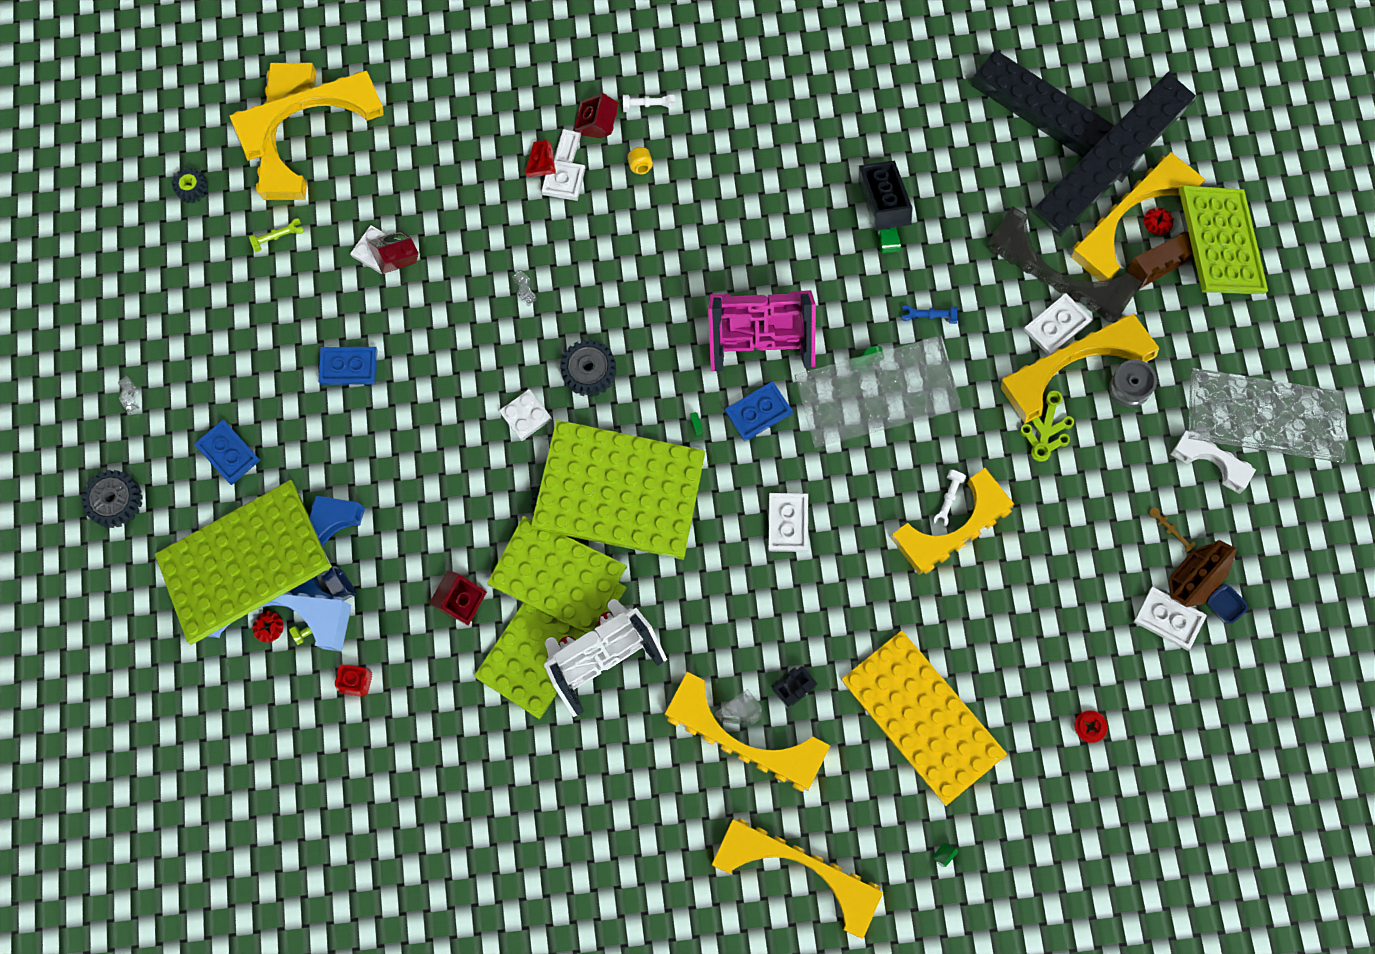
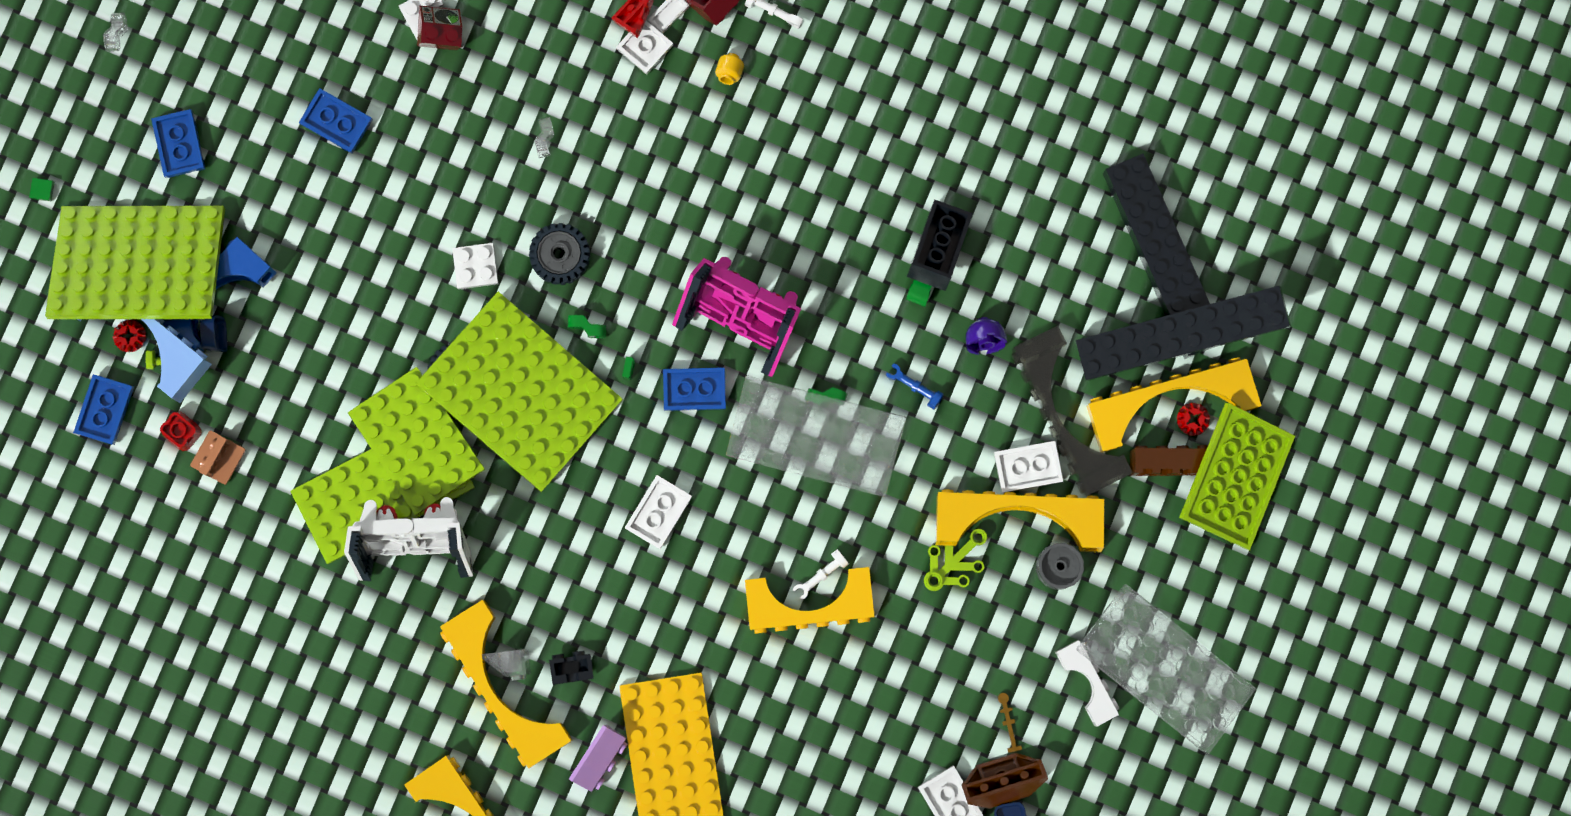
camera: 25 degrees right, 10 degrees up
(98, 495) = (36, 120): wheel -> none
(130, 550) = (41, 189): none -> green tile
(278, 698) = (103, 409): none -> blue plate
(397, 683) = (217, 457): none -> nougat bracket
(457, 597) = (315, 408): dark red slope -> none
(639, 410) = (593, 330): none -> green piece
(862, 747) = (599, 758): none -> lavender slope
(962, 245) = (985, 335): none -> dark purple cylinder

